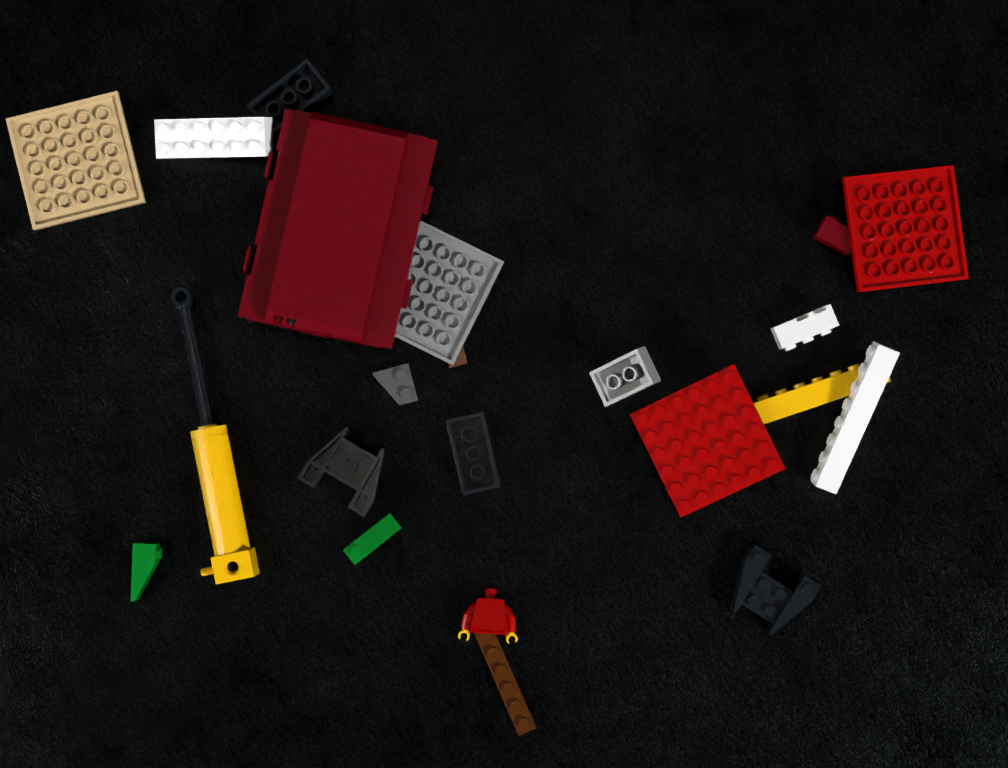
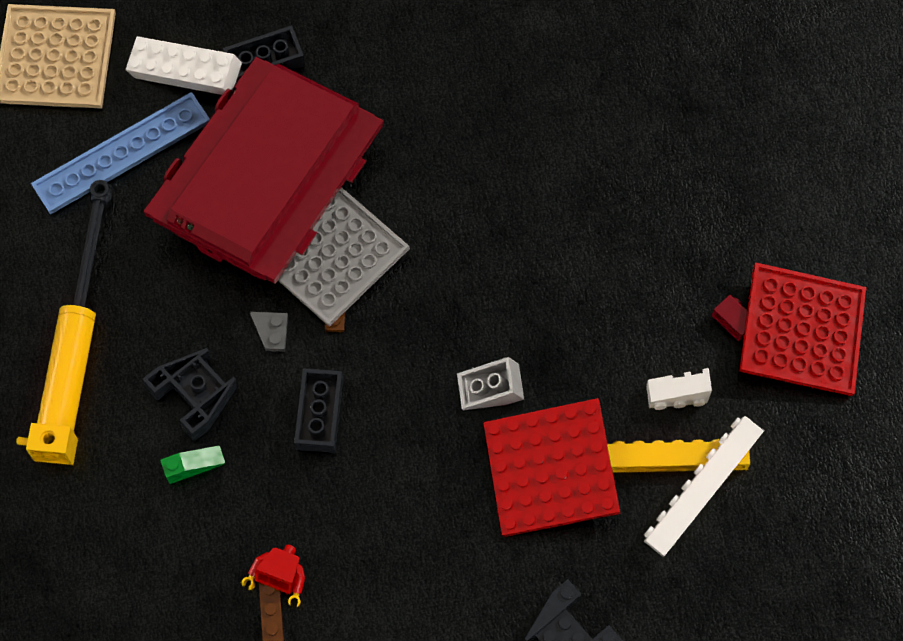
camera: 20 degrees right, 20 degrees down
(184, 246) = (121, 152): none -> medium blue plate

